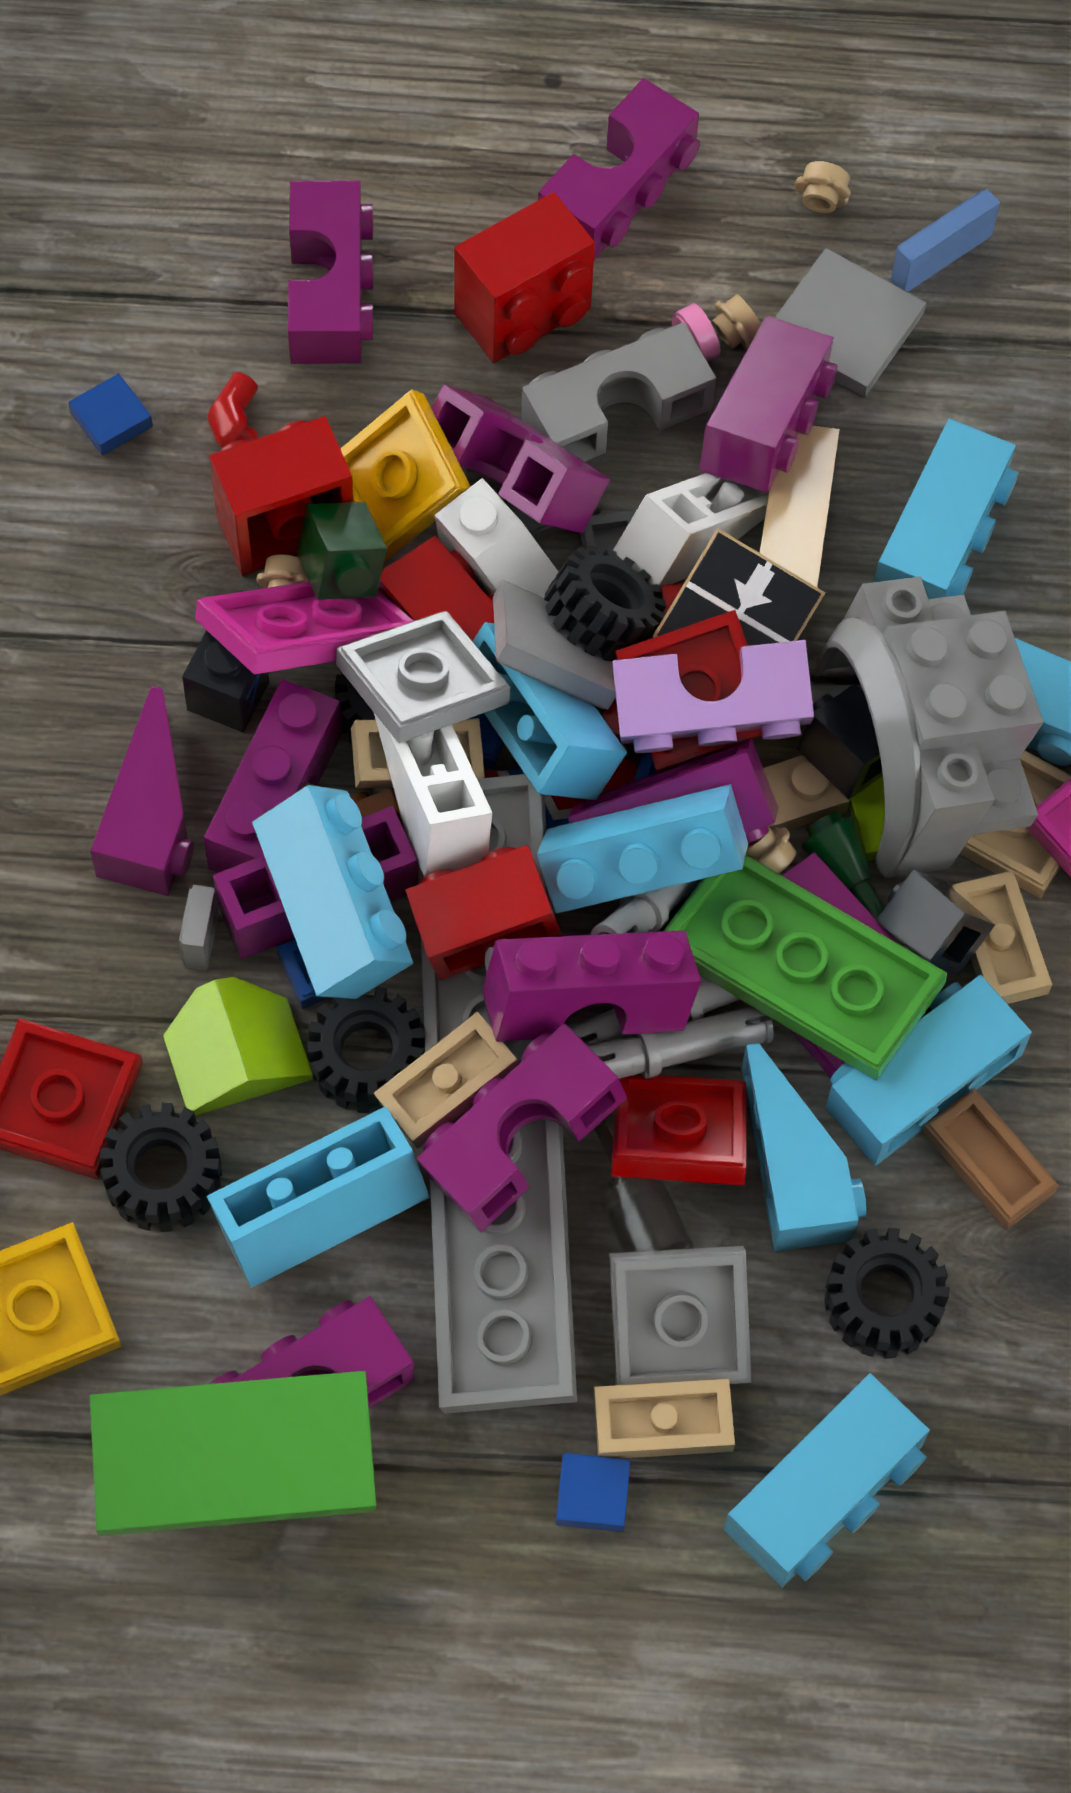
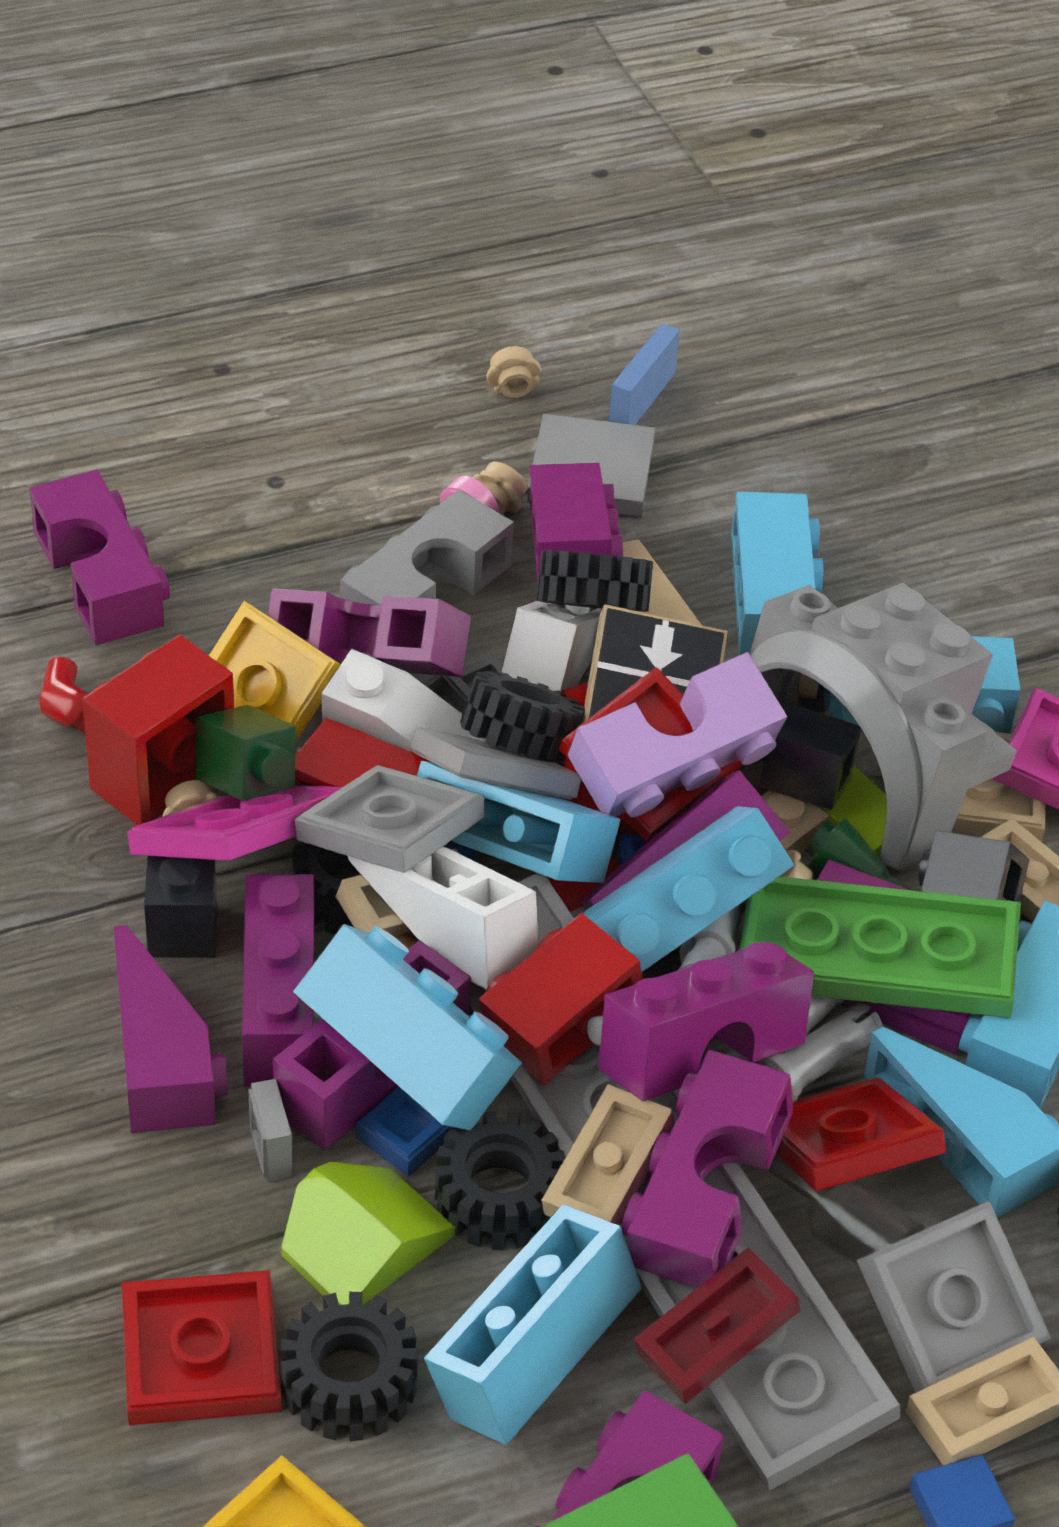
camera: 25 degrees left, 20 degrees down
(458, 1264) = (716, 1325): none -> dark red plate
(523, 277) = (293, 498): red brick -> none
(653, 139) = (320, 431): magenta arch -> none
(733, 490) = (594, 580): none -> black tyre

